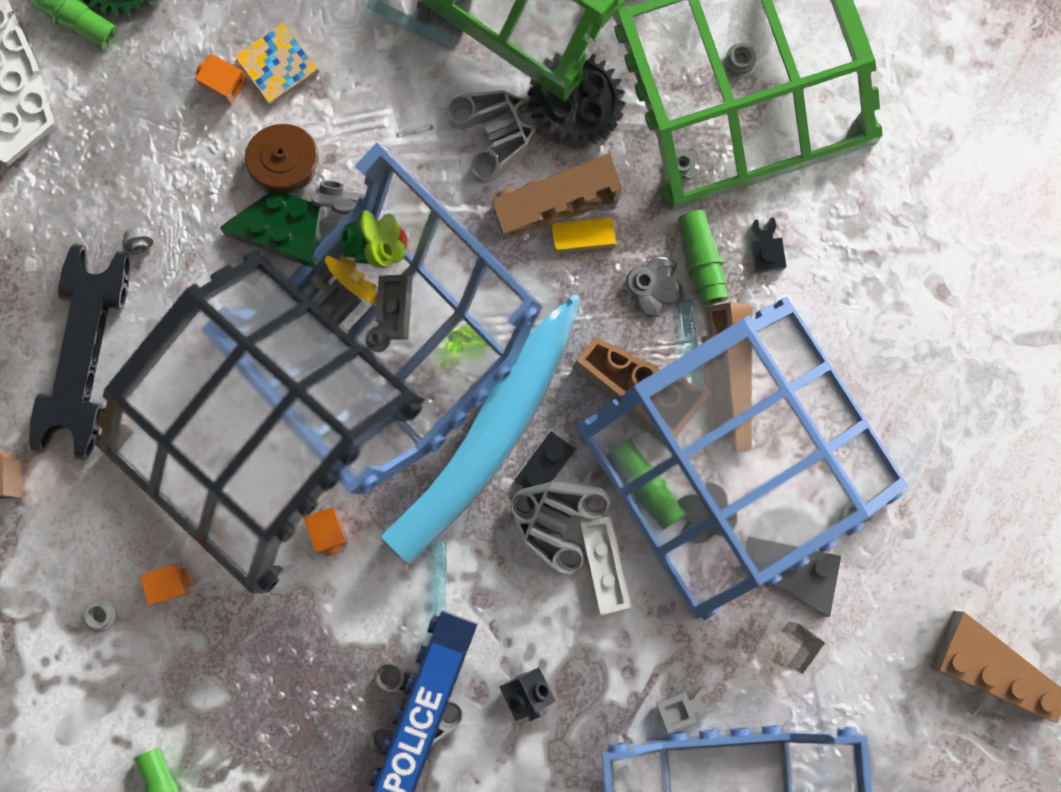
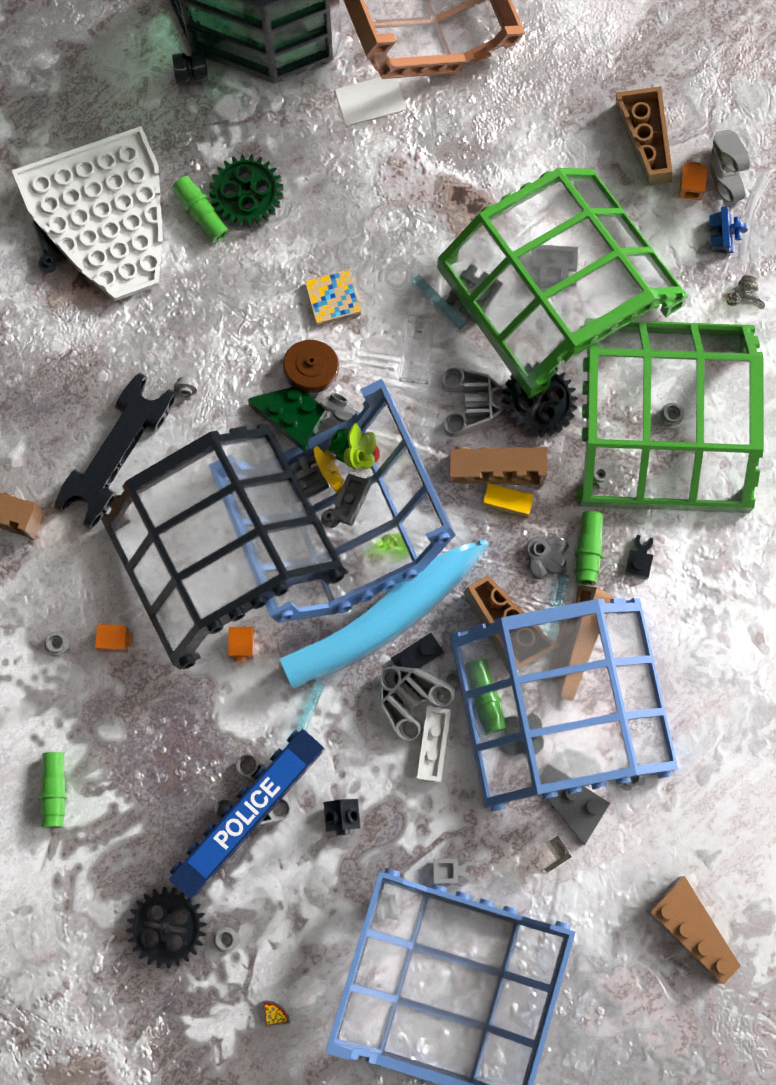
camera: 25 degrees right, 5 degrees down
(220, 78) = (288, 293): orange brick -> none

